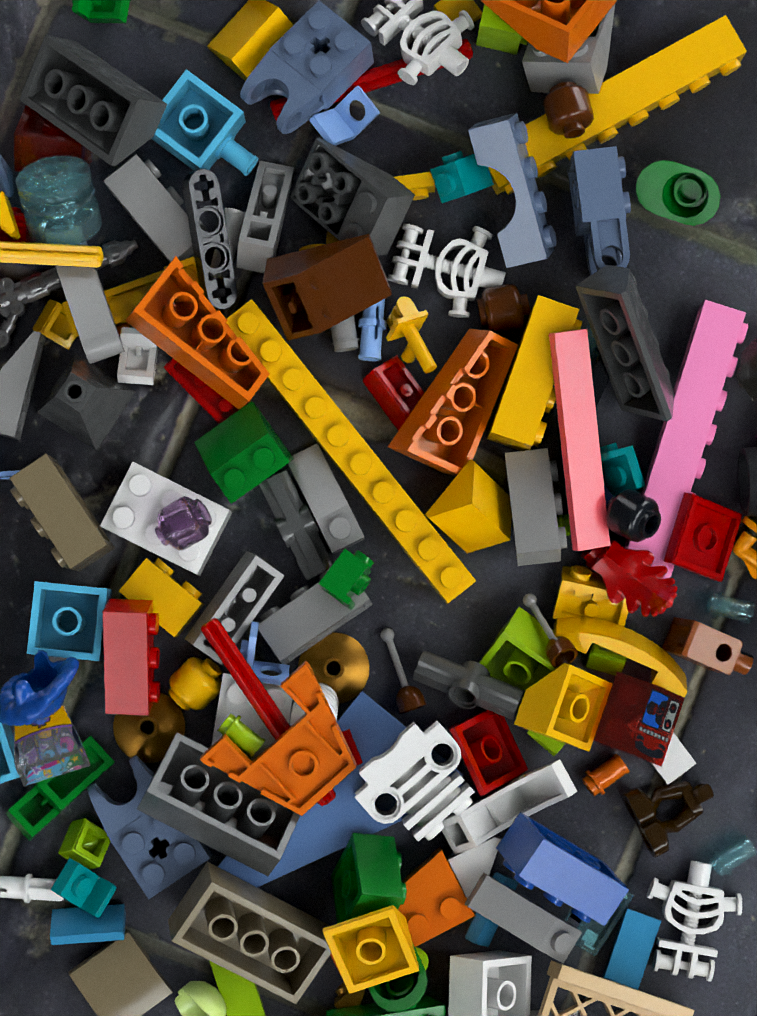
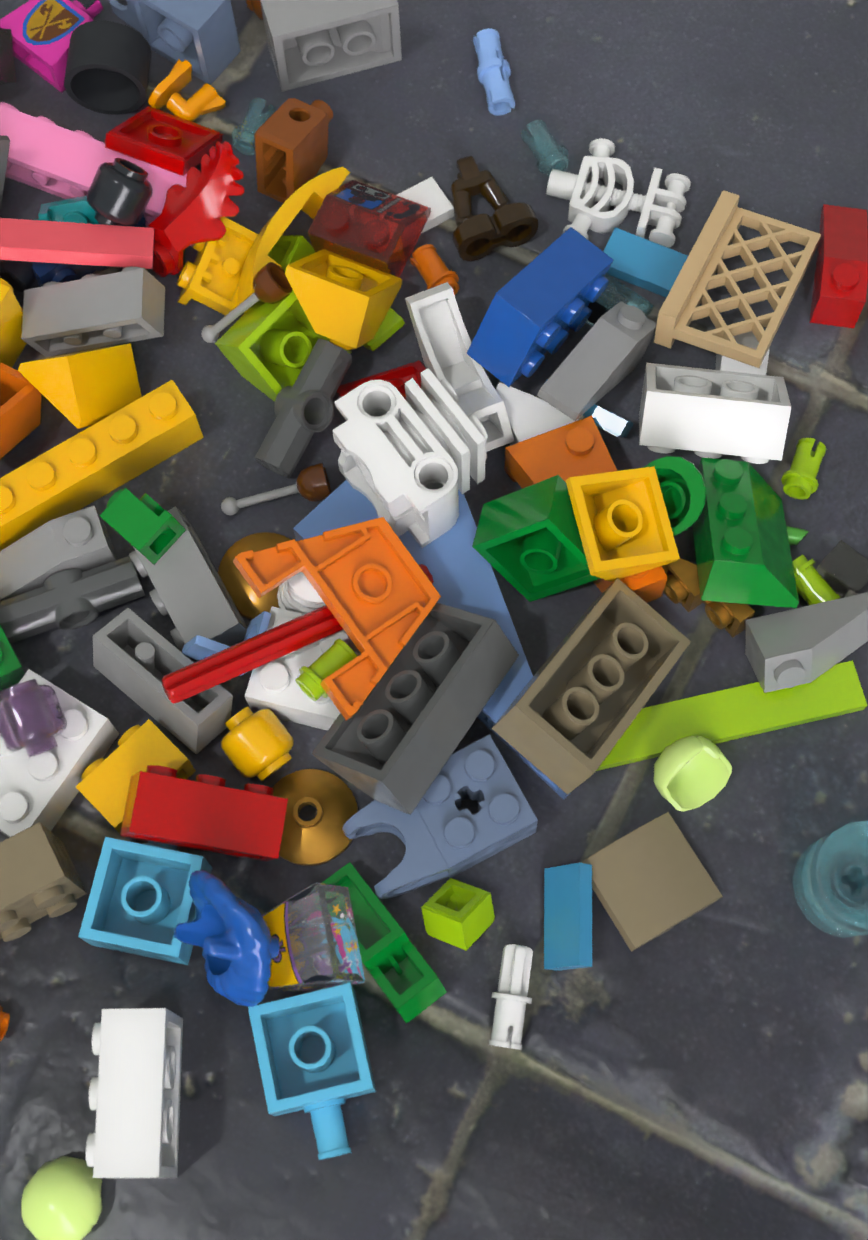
camera: 75 degrees left, 15 degrees down
(83, 888) = (518, 916): teal bracket -> none

